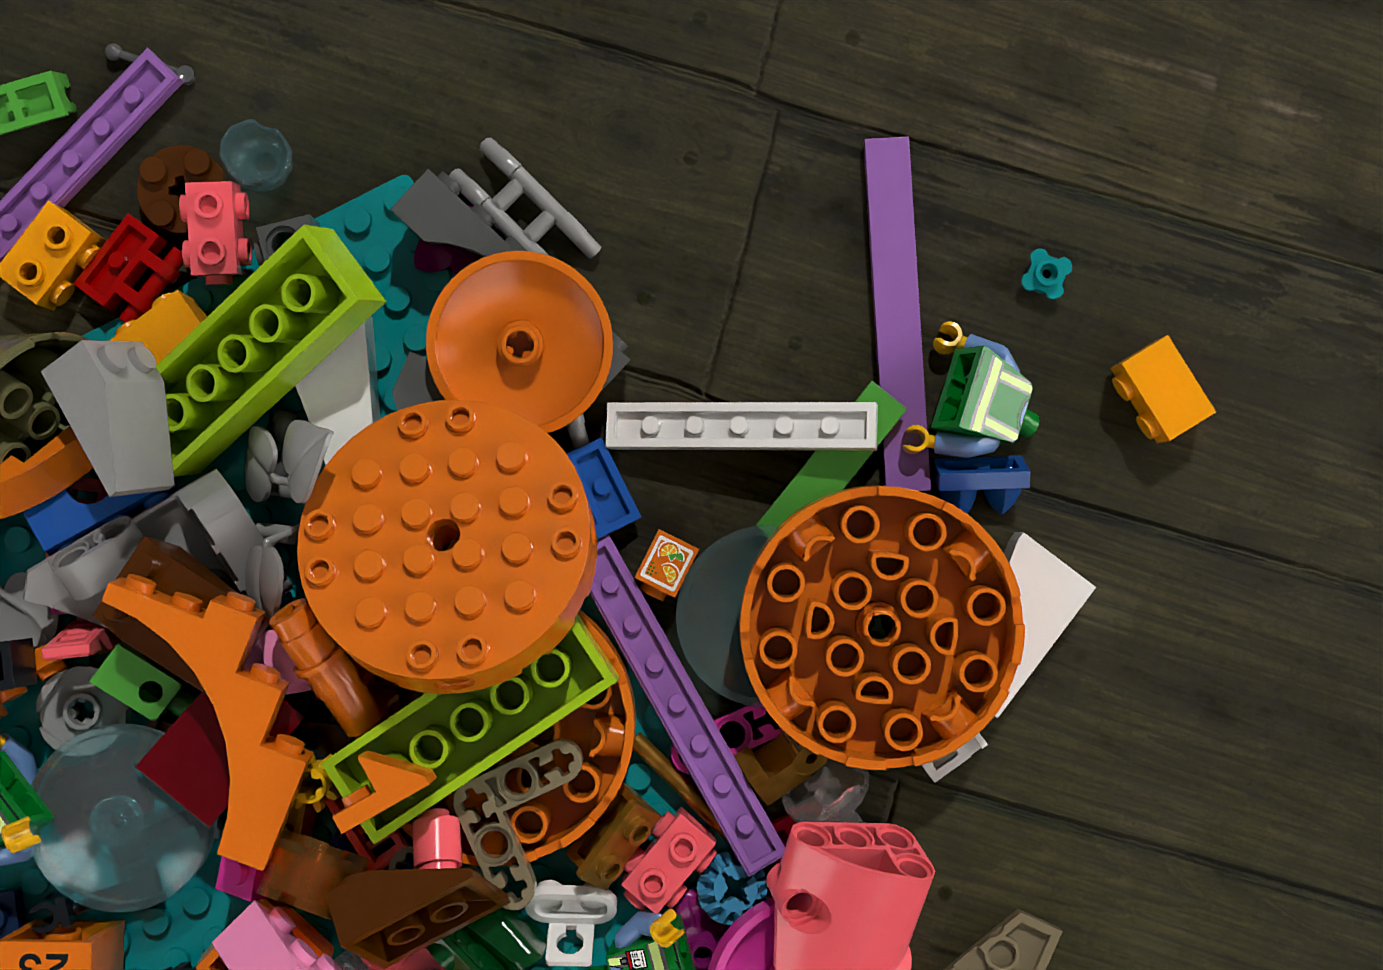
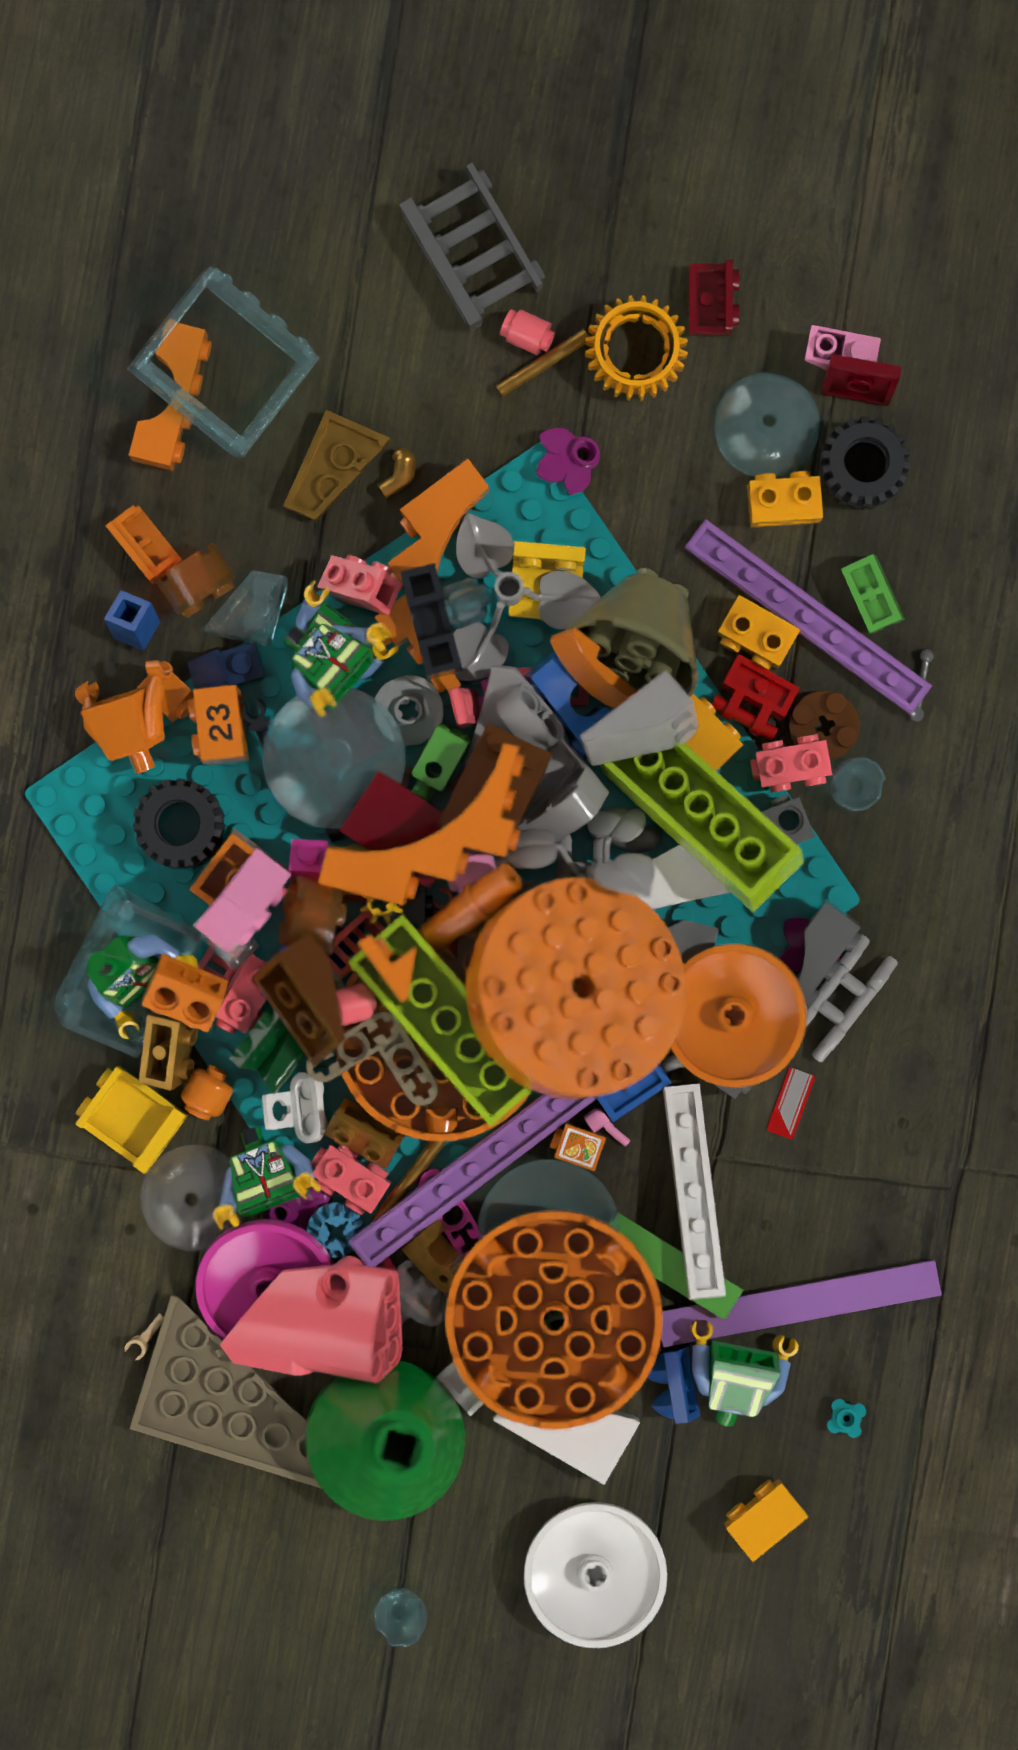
camera: 80 degrees right, 0 degrees up
(637, 535) = (597, 1119): none -> bright pink hand
(648, 293) = (790, 1103): none -> sticker
(968, 831) = (350, 1429): none -> green cone
(1207, 612) = (595, 1575): none -> white dish
(1230, 864) = (400, 1617): none -> clear light blue hair

